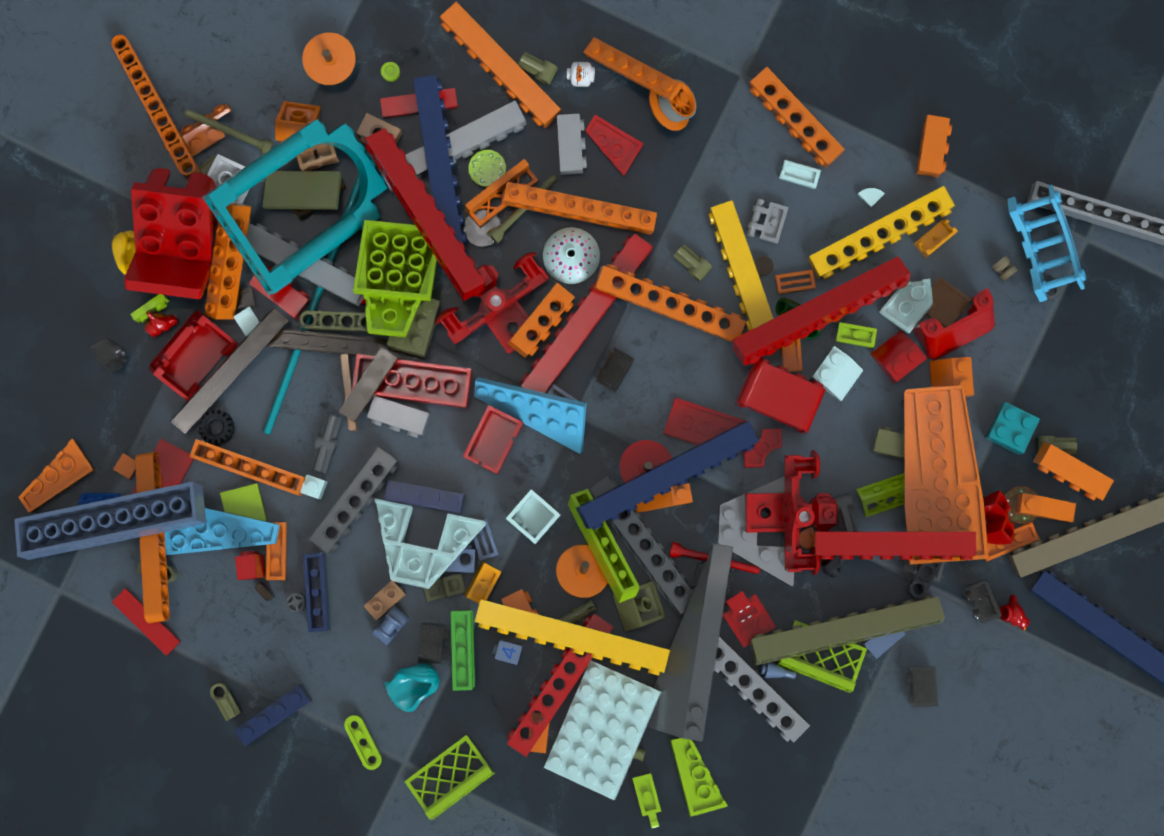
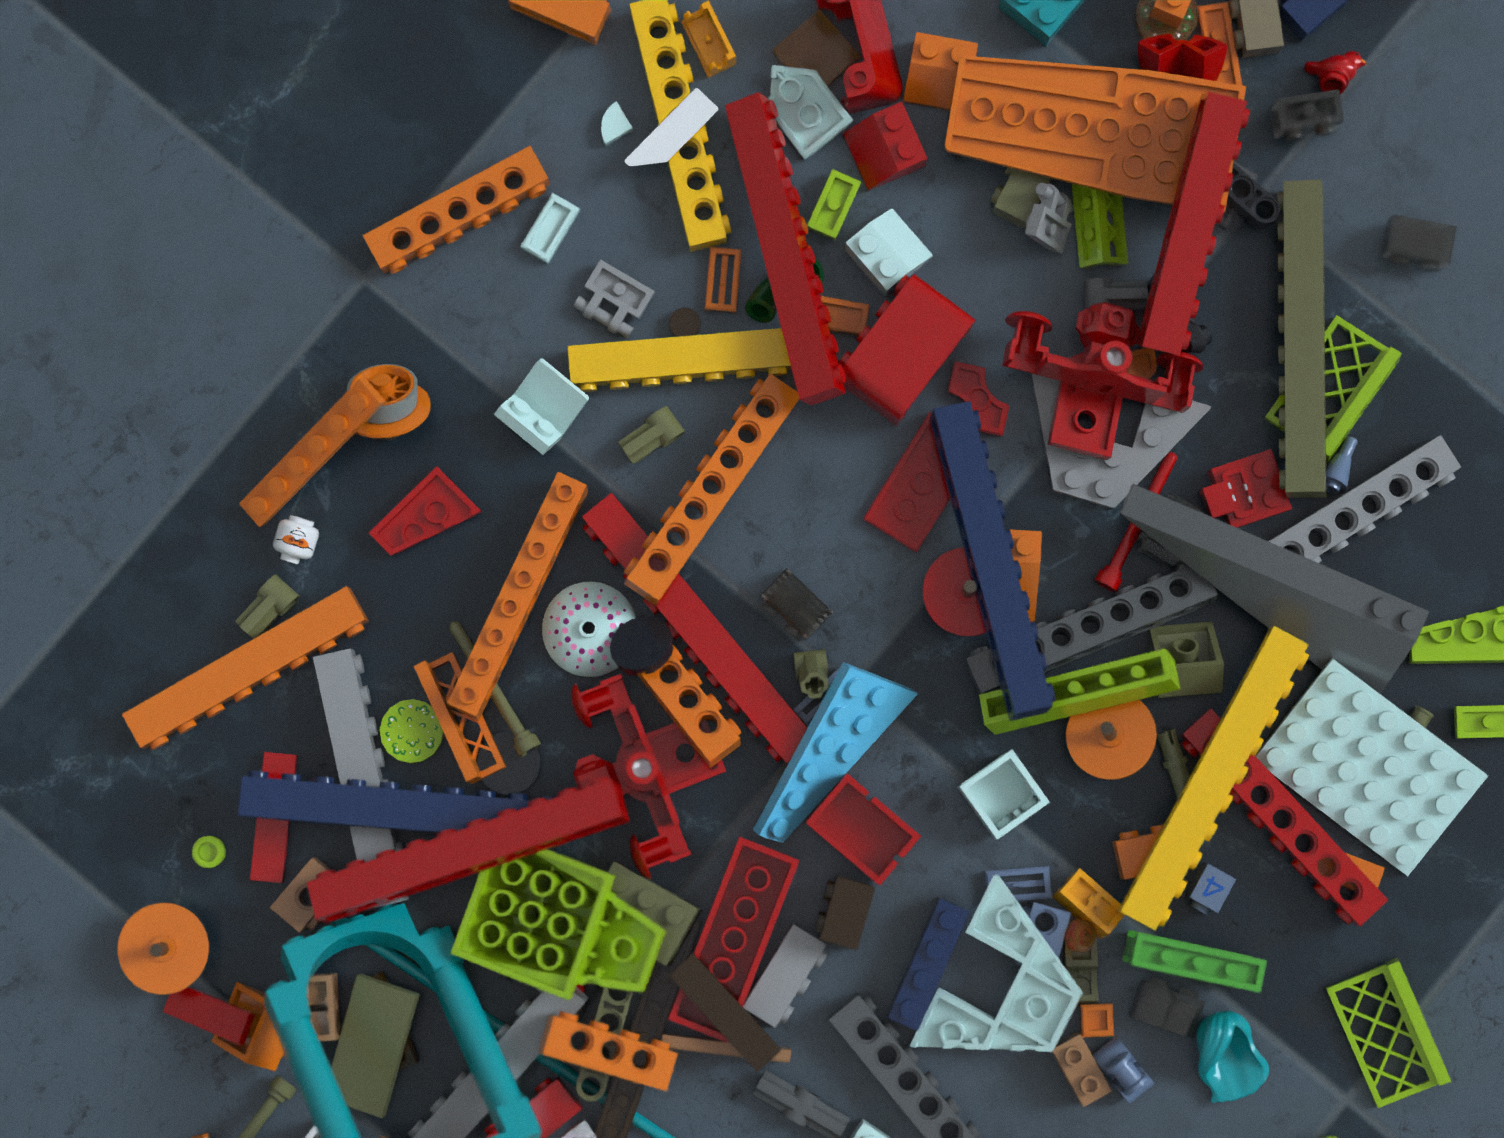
camera: 85 degrees left, 0 degrees up
(298, 95) = (210, 1014): none -> red tile
(325, 353) = (653, 1073): none -> orange brick
(416, 604) = (1096, 1020): none -> orange tile
(442, 441) = (845, 912): none -> dark brown brick
(462, 581) = (1080, 935): none -> clear orange tile
(568, 285) = (641, 645): none -> black tile
(571, 144) = (407, 584): light grey brick -> none
(577, 388) = (812, 672): none -> olive piece
(692, 195) = (542, 406): none -> light aqua bracket
(874, 230) = (674, 130): none -> white sticker
(878, 463) = (1048, 220): none -> light grey plate
(880, 645) = (1336, 292): sand blue tile -> none

